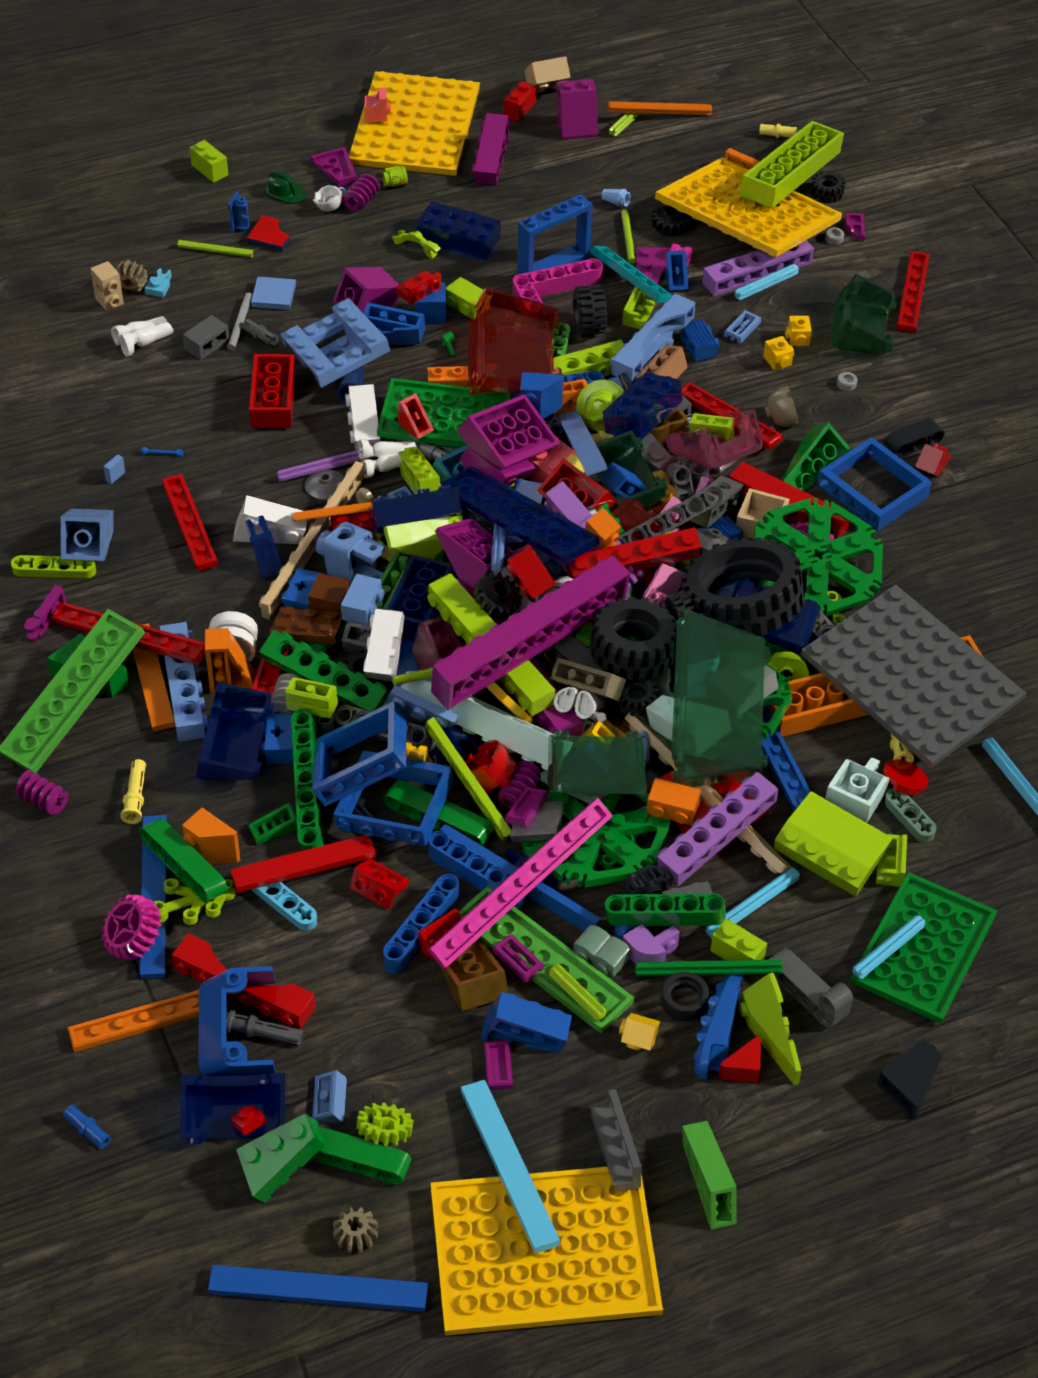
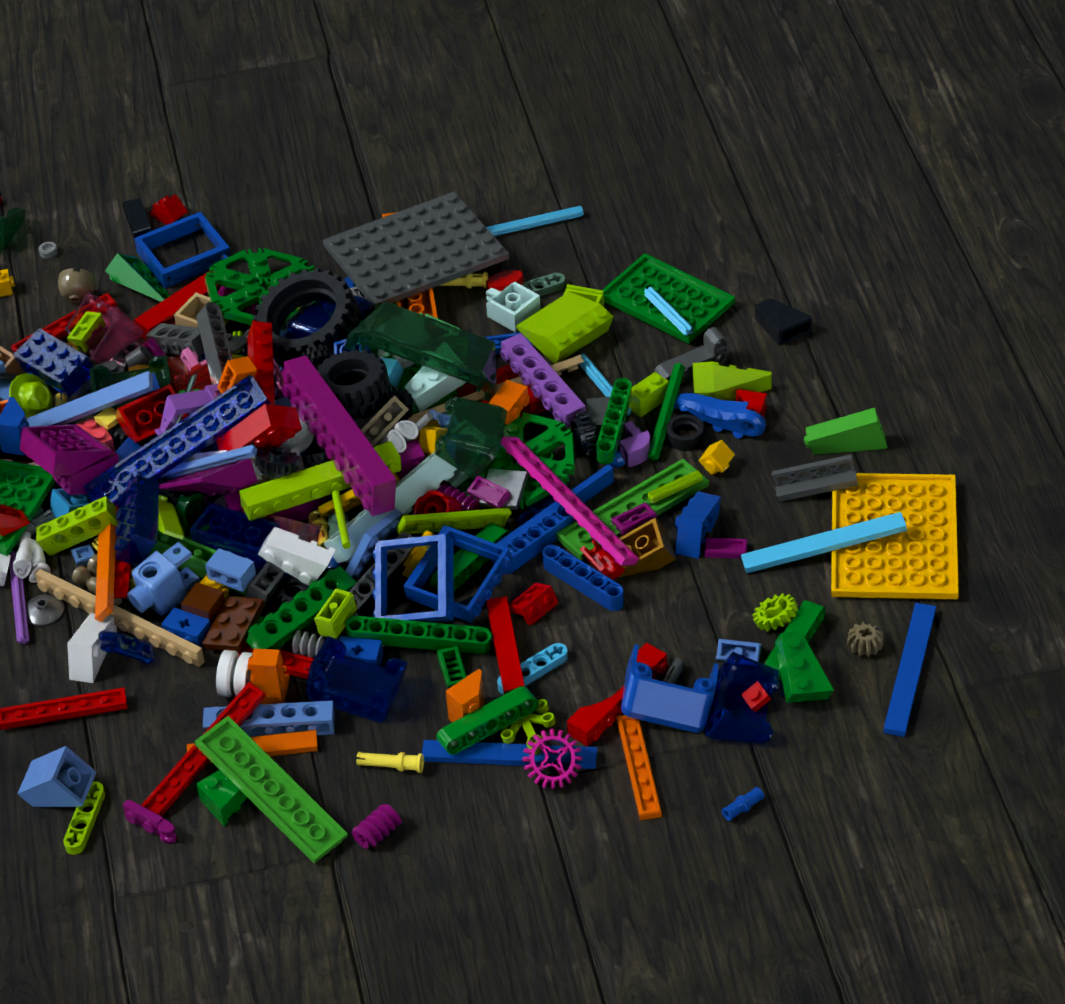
camera: 75 degrees left, 5 degrees down
(602, 950) = (632, 472): sand green brick -> none

